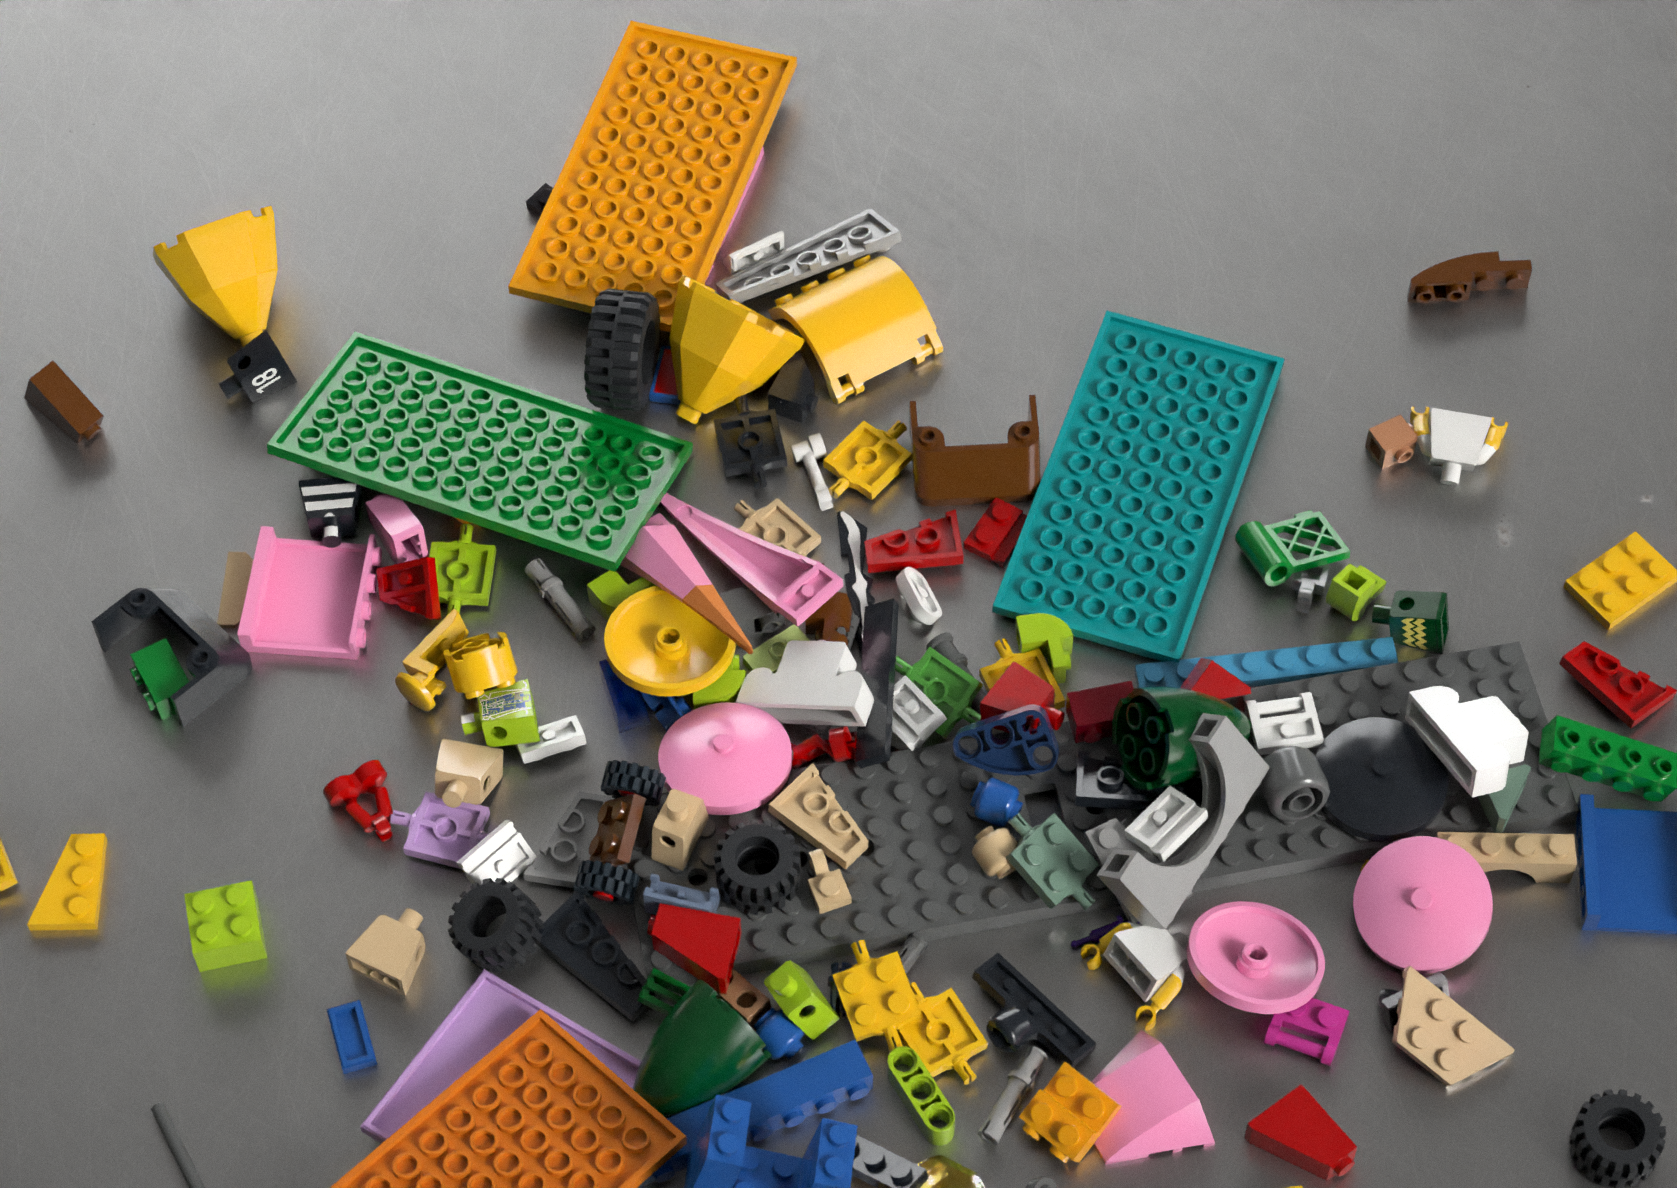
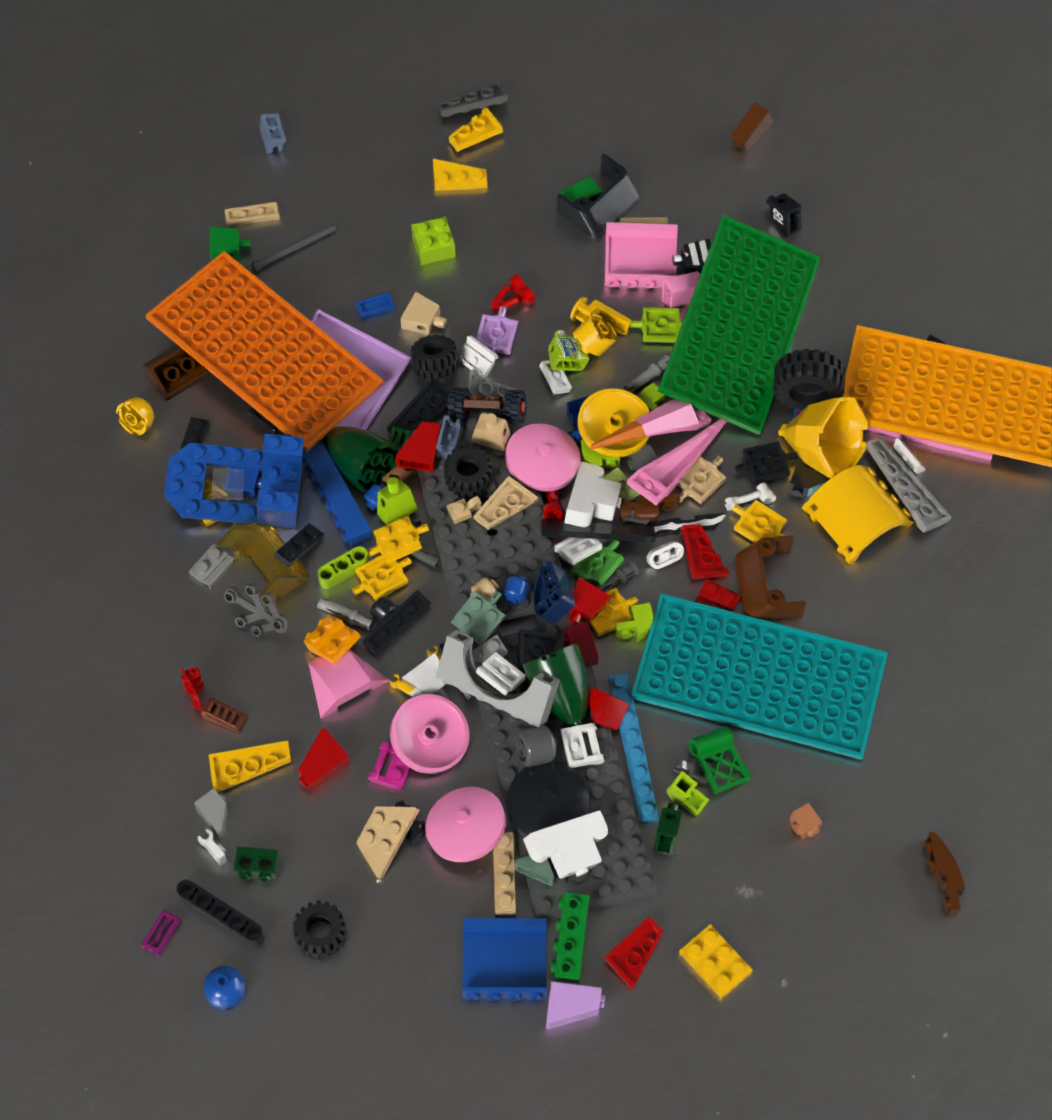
camera: 85 degrees right, 5 degrees up
(226, 271) = (843, 185): yellow piece -> none
(411, 586) = (646, 300): red wing -> none
(466, 772) = (528, 336): tan torso -> none
(1456, 440) = (809, 858): white torso -> none

